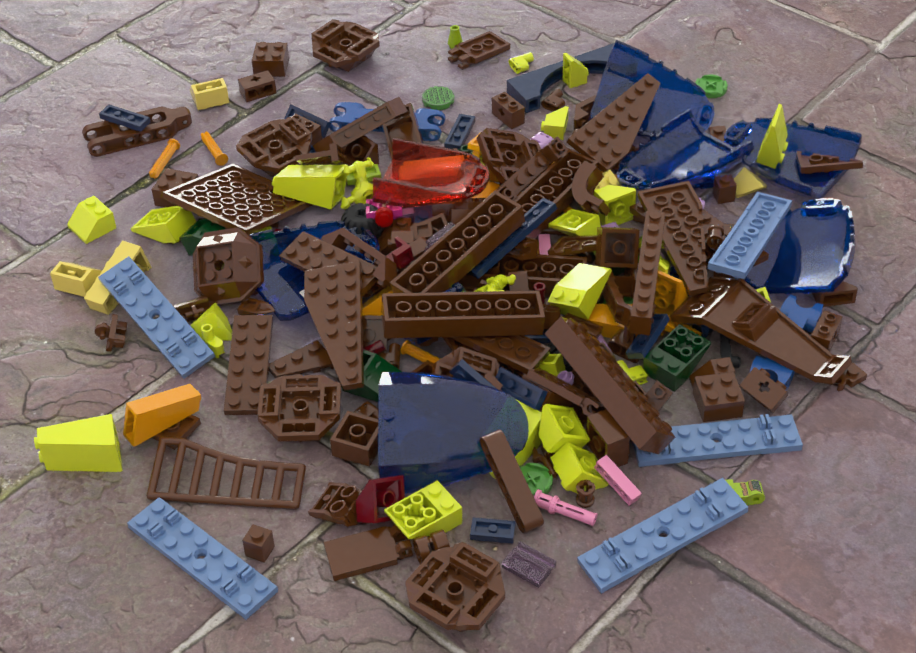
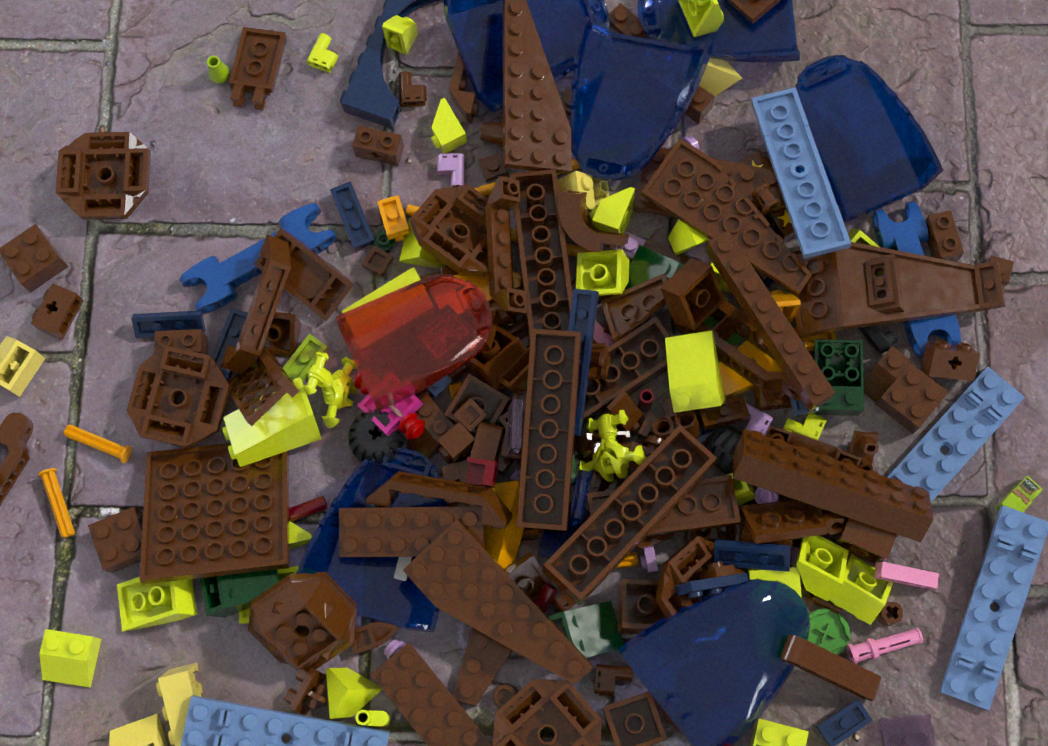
camera: 35 degrees left, 30 degrees up
(438, 97) = (278, 177): tile -> none

